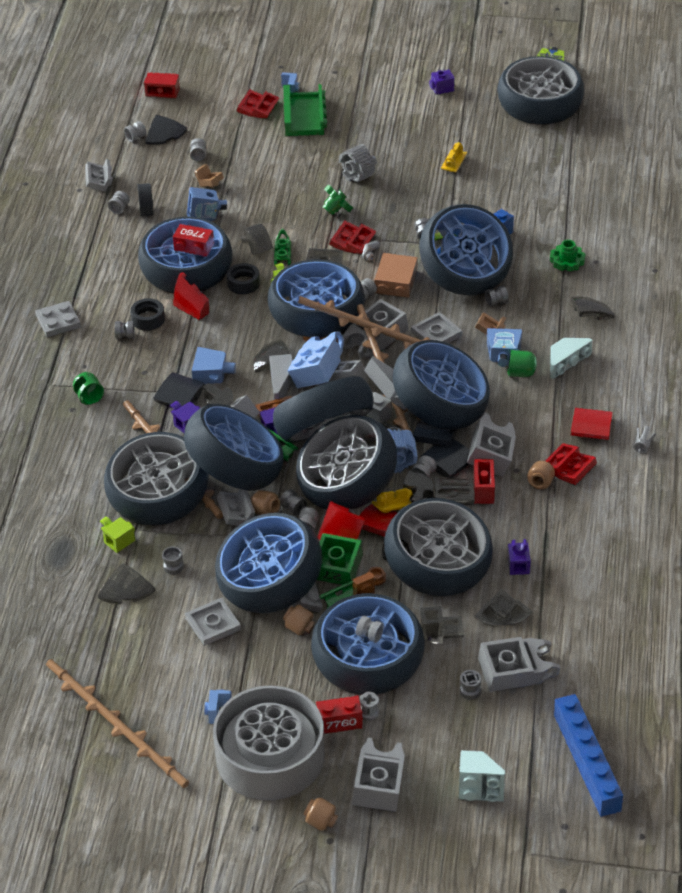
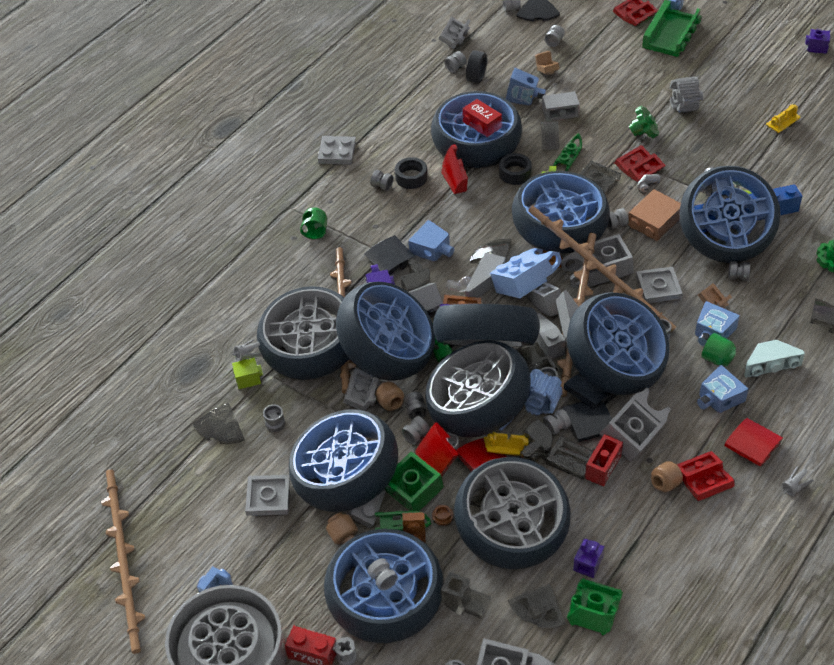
camera: 30 degrees right, 5 degrees up
(107, 516) = (241, 352): none -> light grey piece
(247, 210) = (560, 106): none -> light grey brick
(262, 393) = (460, 285): none -> clear arm
(543, 394) = (721, 391): none -> medium blue torso
(546, 591) = (594, 606): none -> green slope

